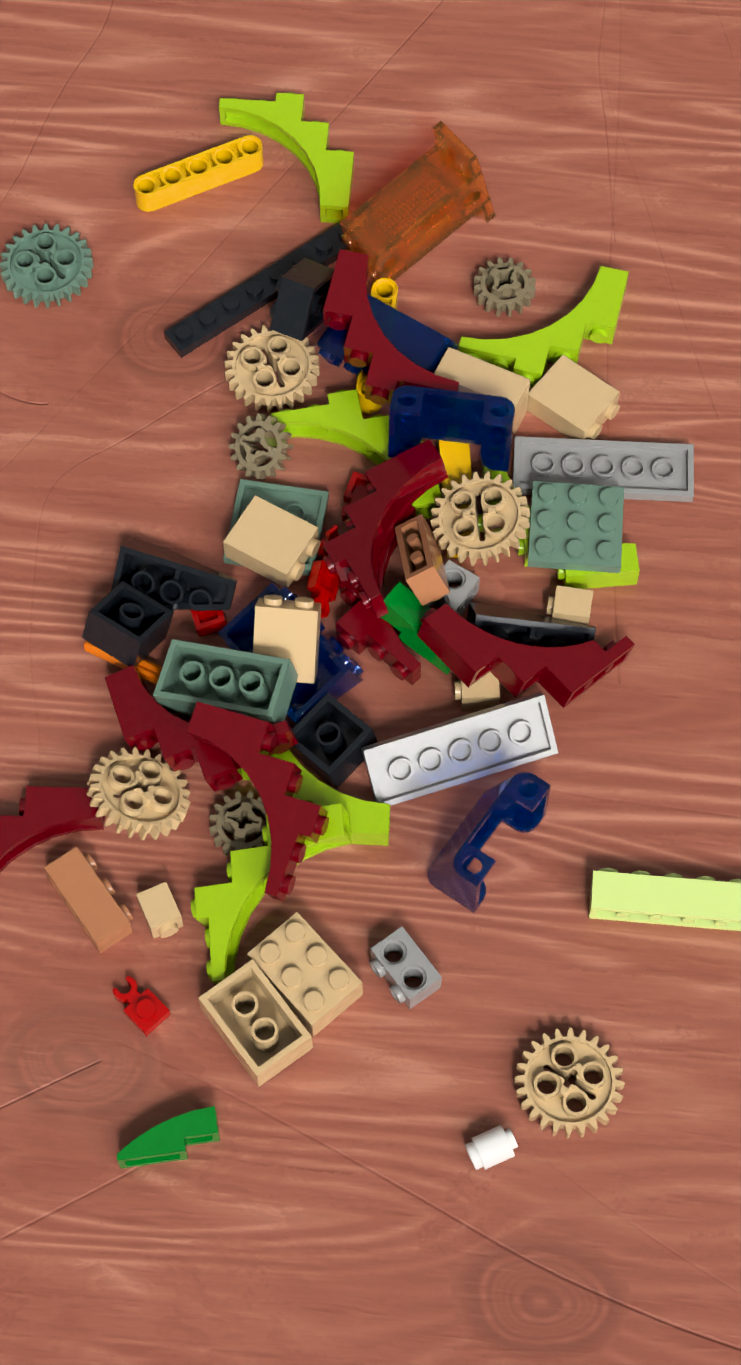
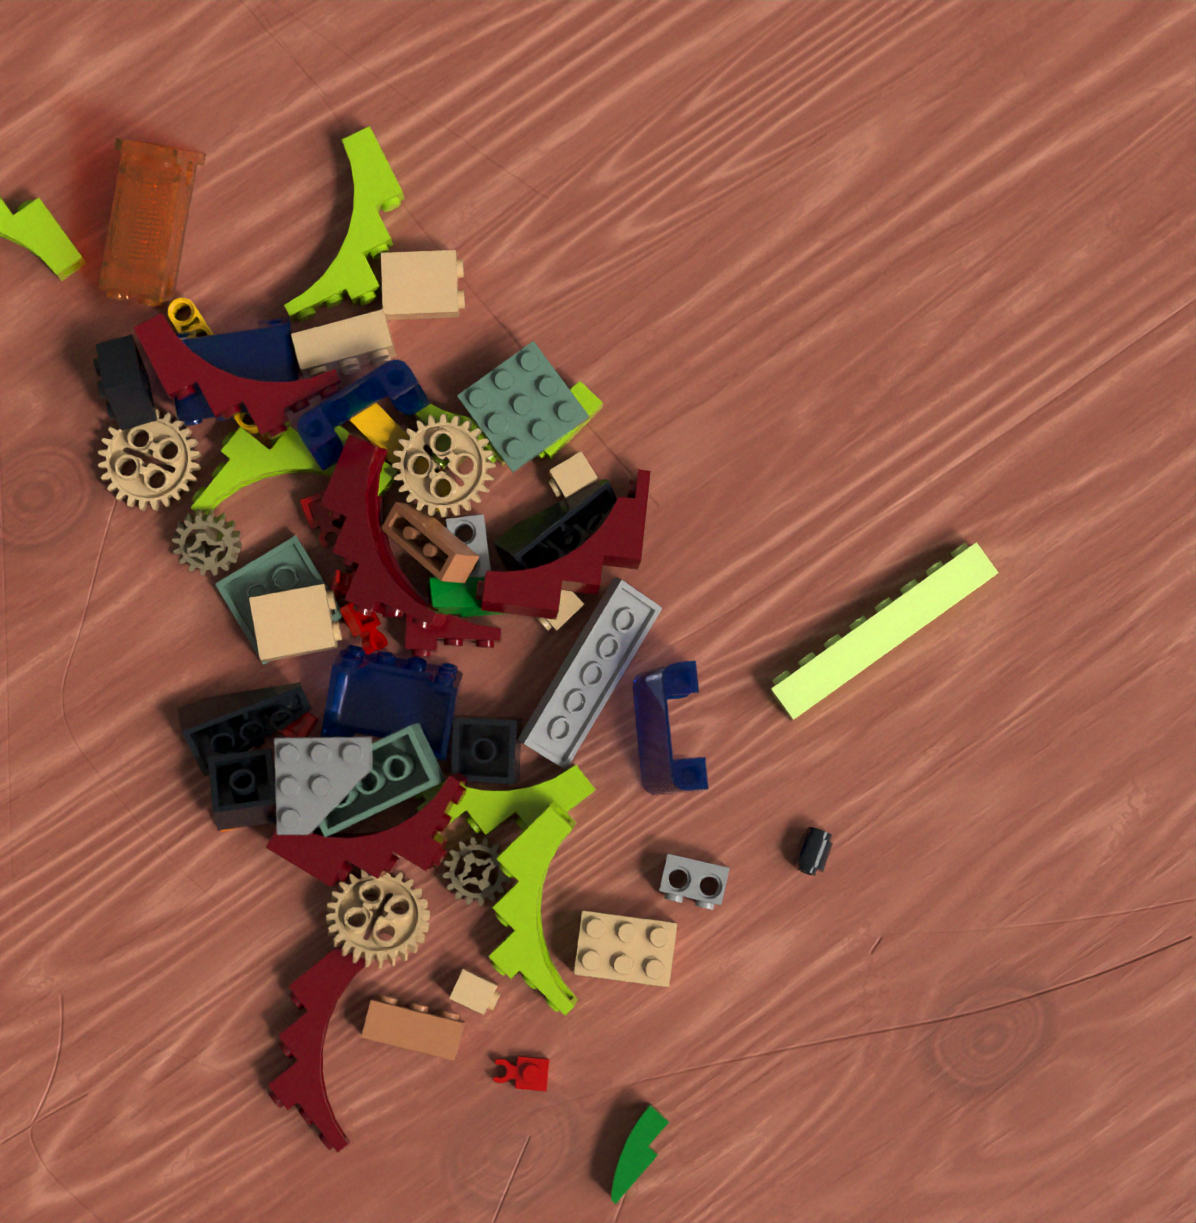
camera: 40 degrees left, 20 degrees up
(185, 645) = (316, 777): none -> light grey plate
(249, 295) = (71, 390): black plate -> none
(255, 1022) = (623, 1018): tan brick -> none
(276, 780) = (525, 853): dark red arch -> none
(289, 632) = (382, 697): tan brick -> none
(491, 1147) = (868, 960): white brick -> none
(504, 287) = (287, 221): dark tan gear -> none
(520, 1025) = (813, 851): none -> black brick
(585, 1058) = (887, 893): tan gear -> none
(642, 468) = (495, 327): light grey plate -> none

